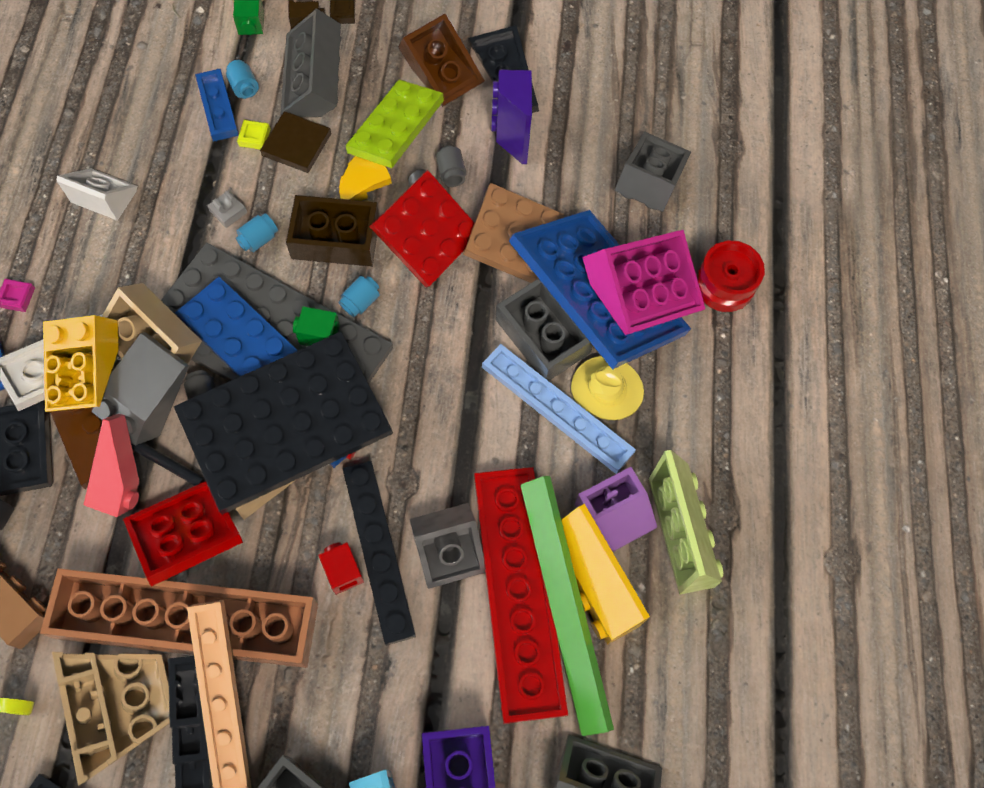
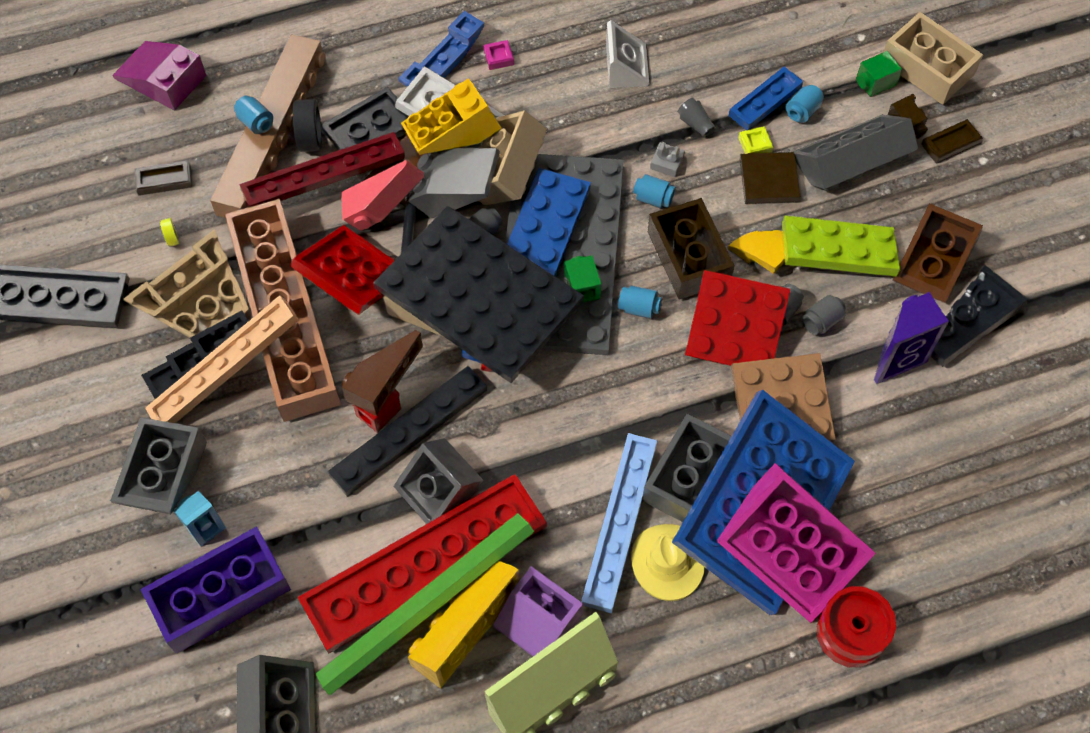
camera: 70 degrees right, 5 degrees down
(47, 515) = (323, 170): none -> dark red plate
(200, 165) = (696, 117): none -> dark grey cone
(321, 550) = (379, 374): none -> reddish brown slope
(652, 171) = (942, 503): dark grey slope -> none

